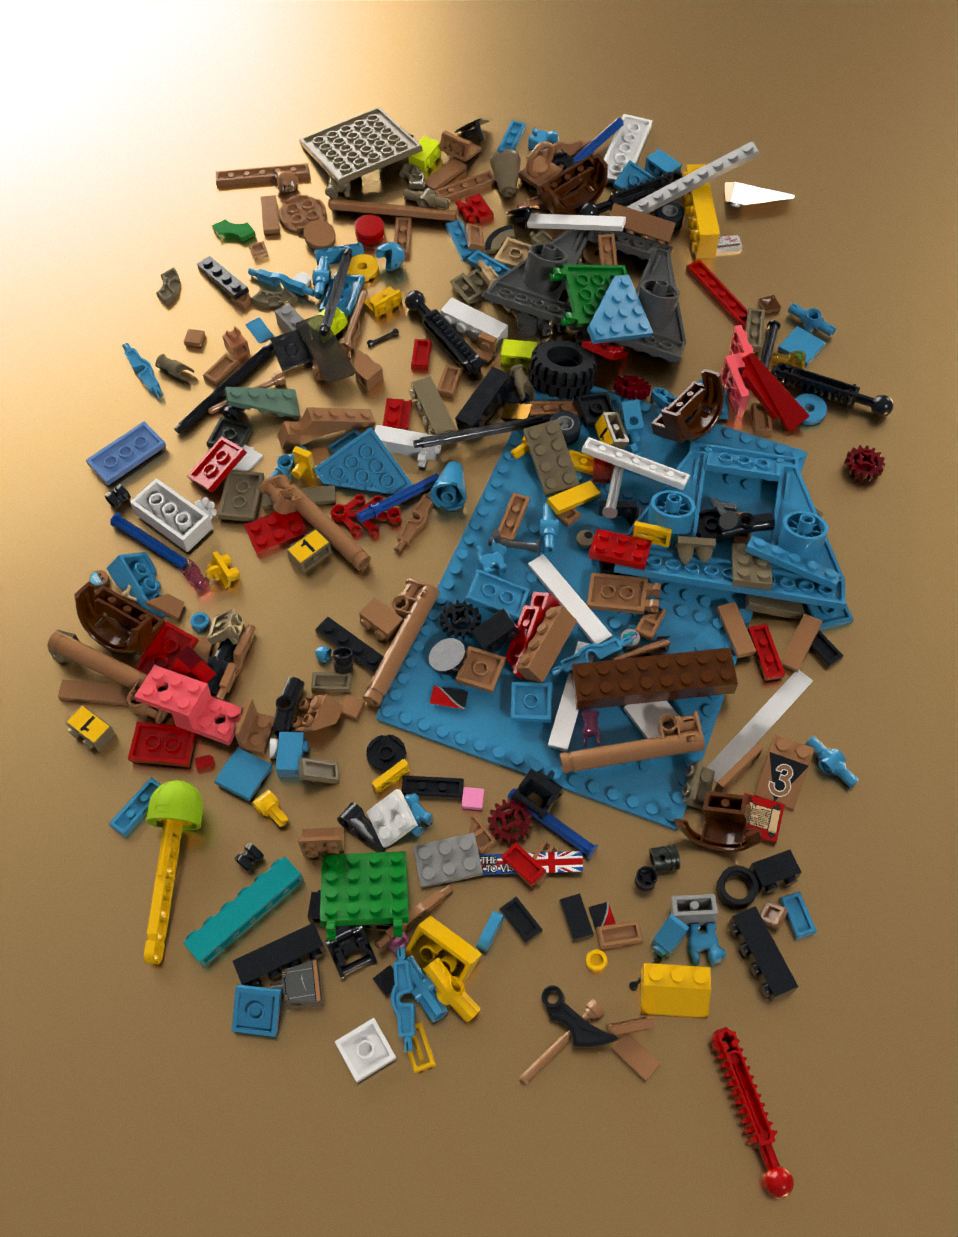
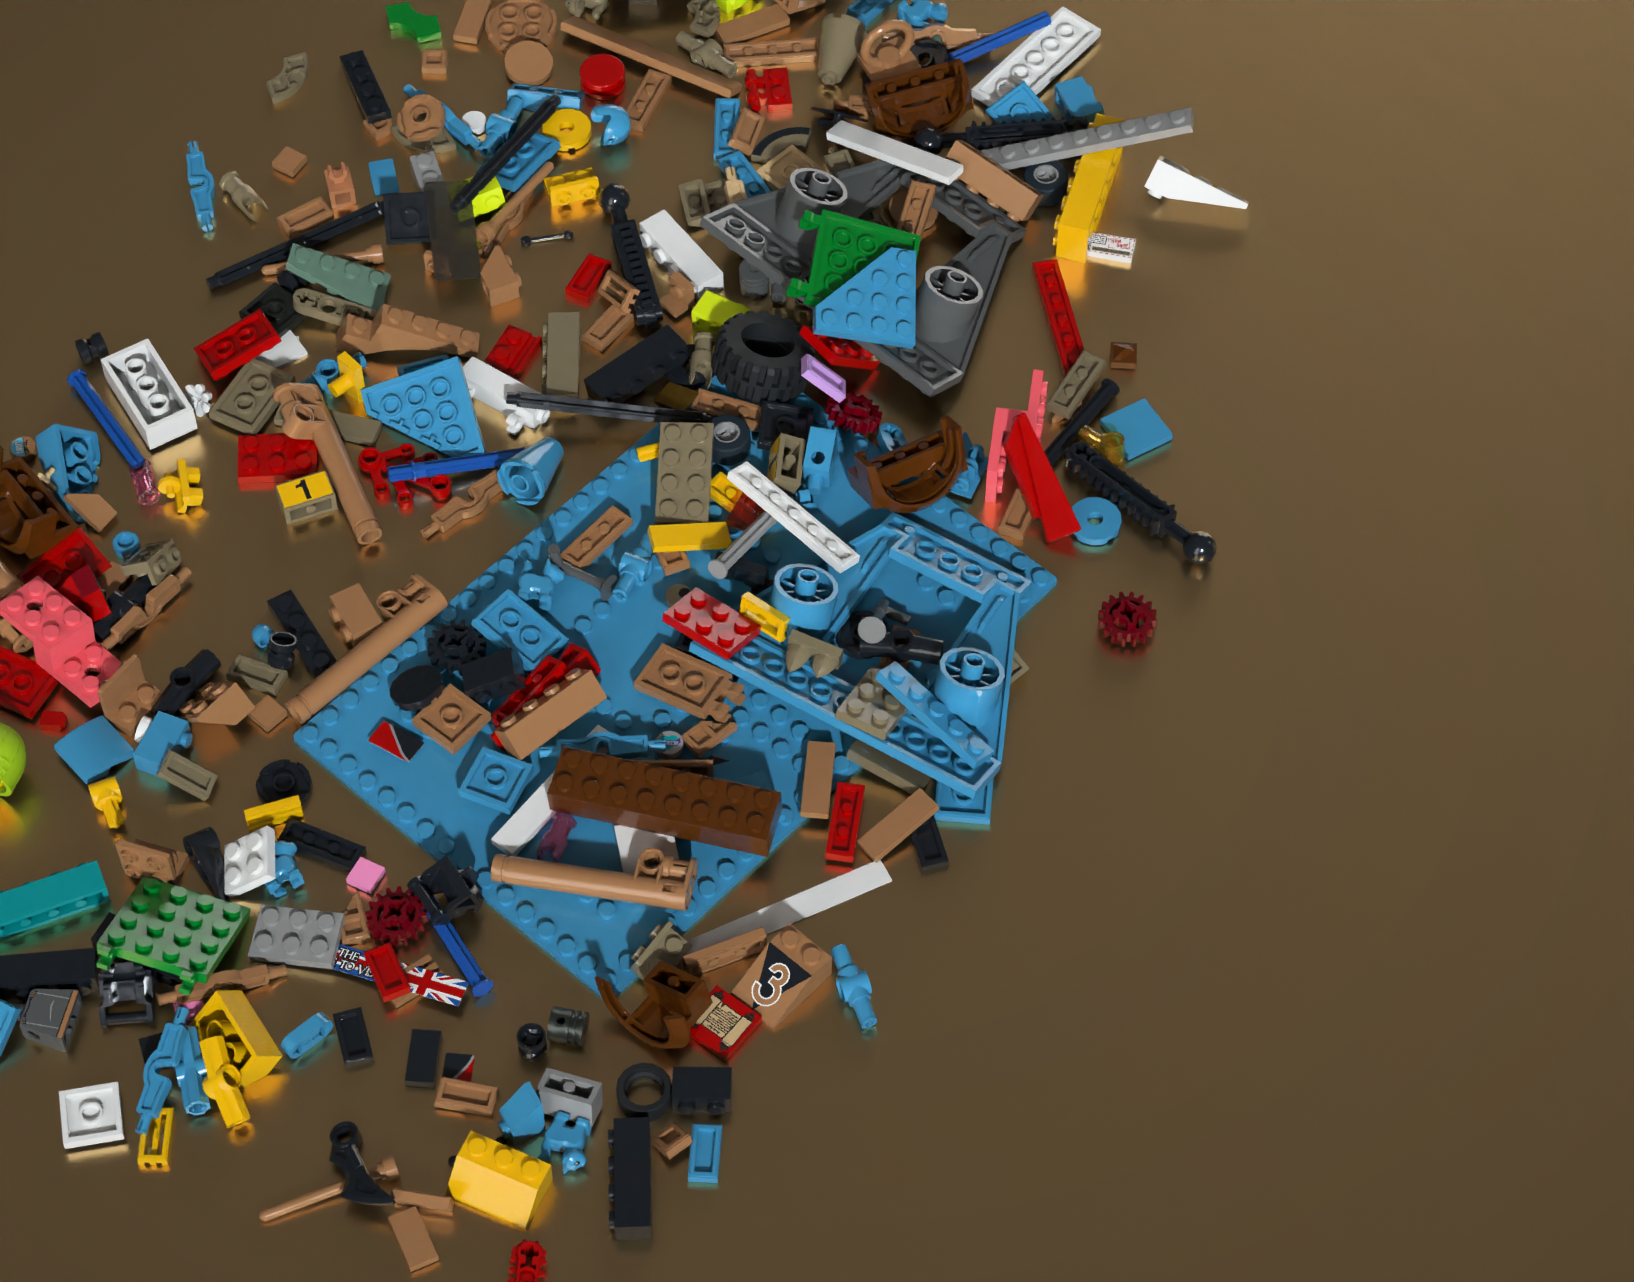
camera: 20 degrees right, 5 degrees down
(126, 453) = (128, 293): medium blue plate -> none
(249, 857) = (61, 846): black wheel -> none
(273, 293) = (427, 128): none -> medium nougat tile
(274, 420) = (341, 307): none -> dark tan beam
(458, 358) = (628, 297): none -> medium nougat tile
(567, 597) = (614, 668): white tile -> none
(596, 961) = (422, 1116): yellow tile -> none
(609, 369) = (823, 378): none -> lavender tile
(812, 319) = (1170, 395): dark azure pin -> none

